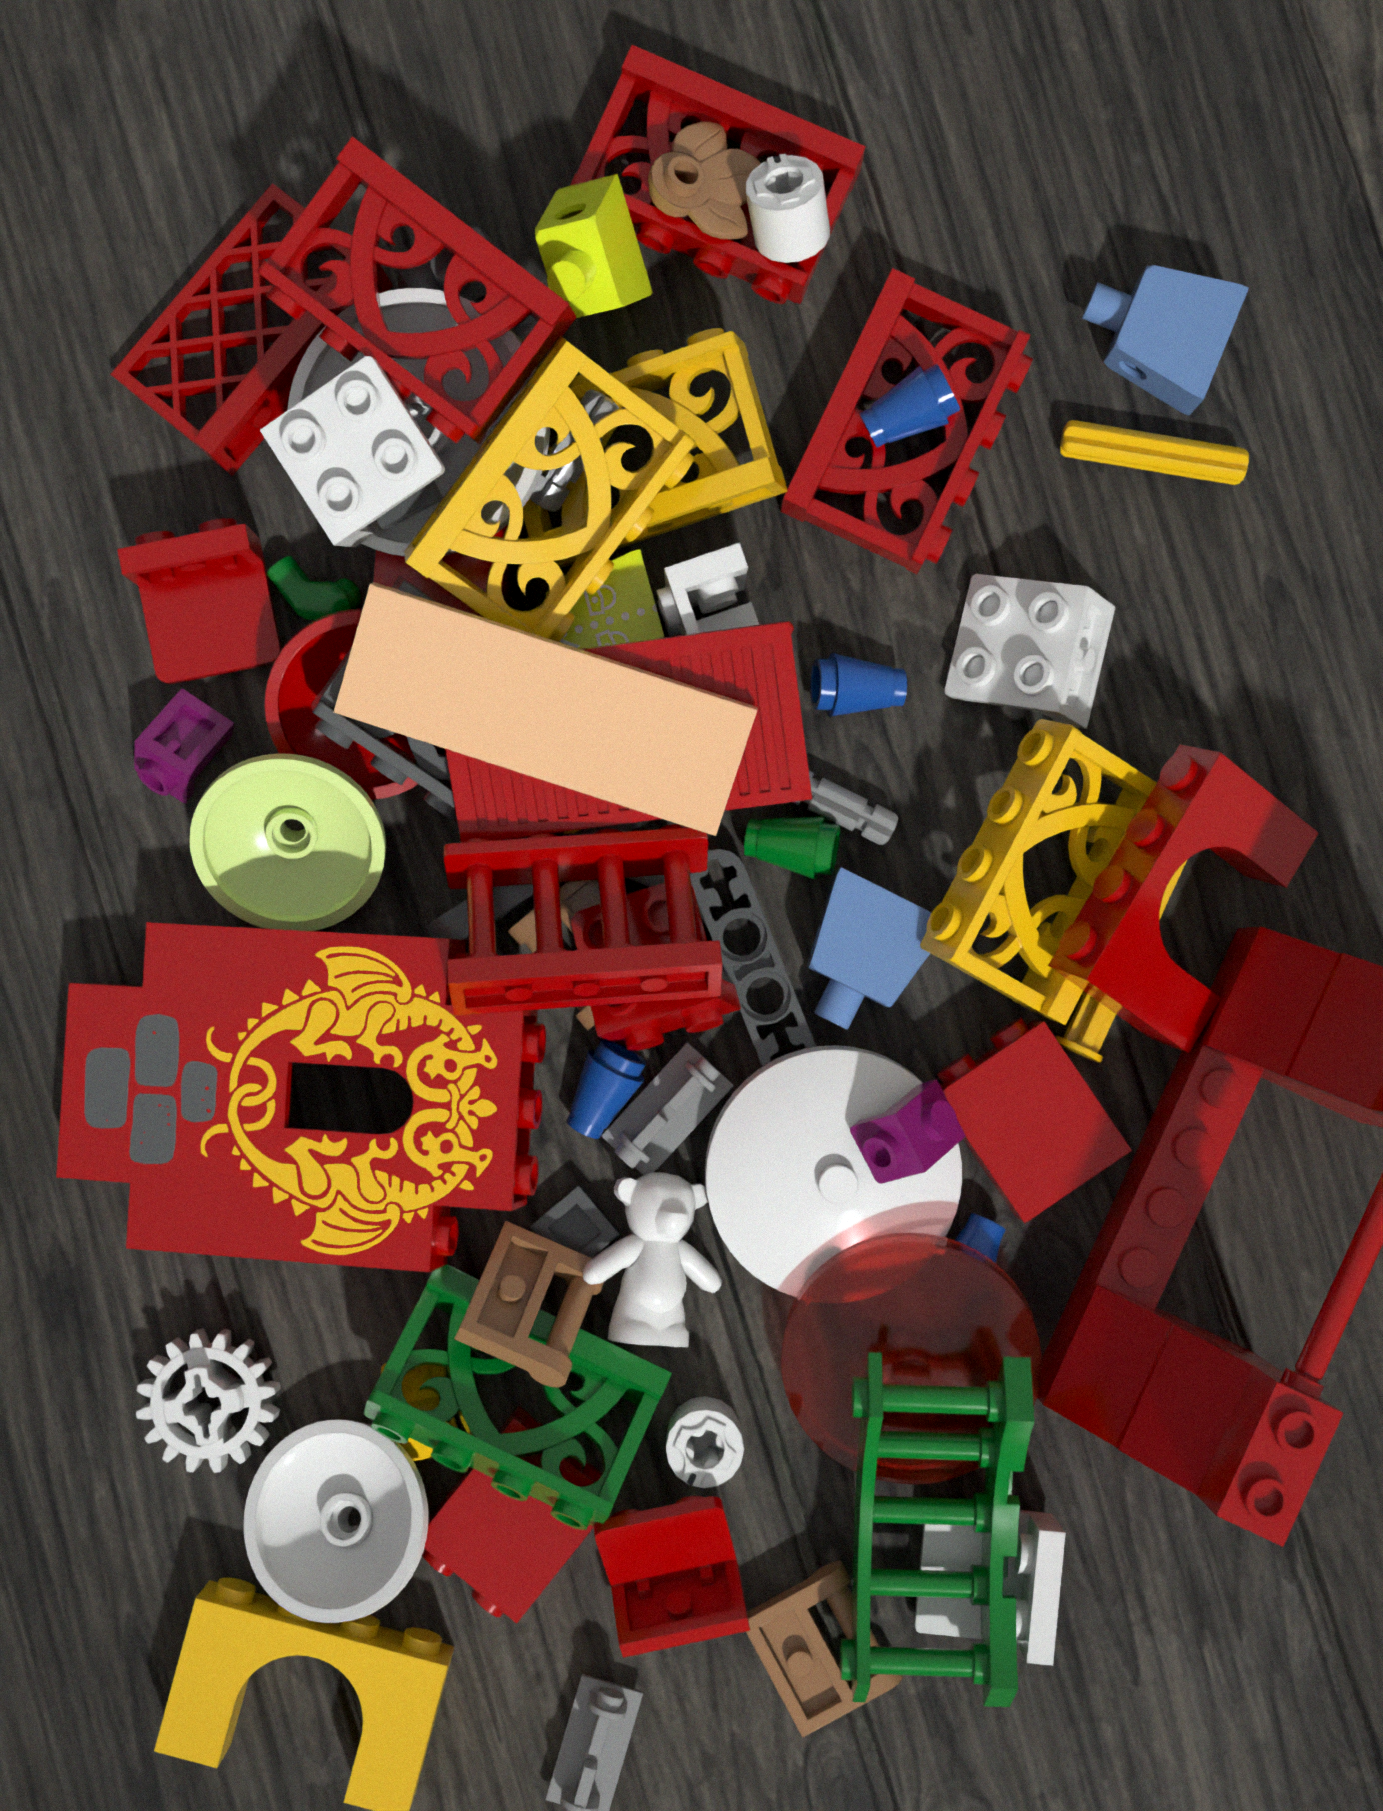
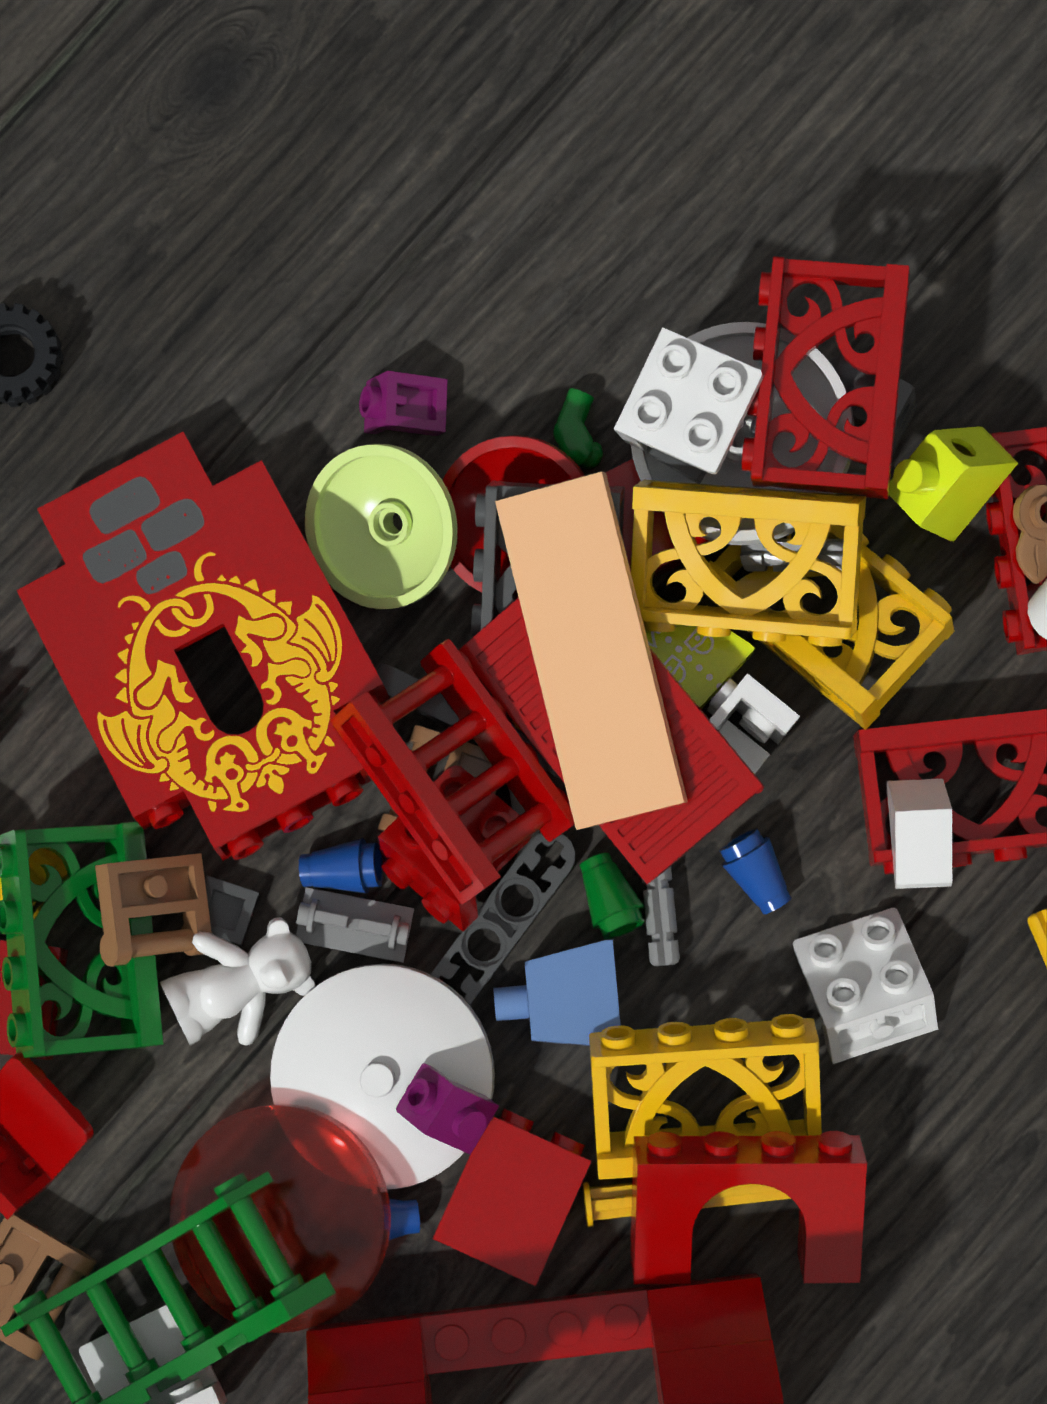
camera: 60 degrees right, 5 degrees down
(204, 600) = (520, 357): red bracket -> none
(263, 392) = (707, 306): red fence -> none
(704, 1442) = (125, 1102): white piece -> none
(911, 407) = (984, 782): blue cone -> none
(923, 498) = (920, 833): none -> white slope

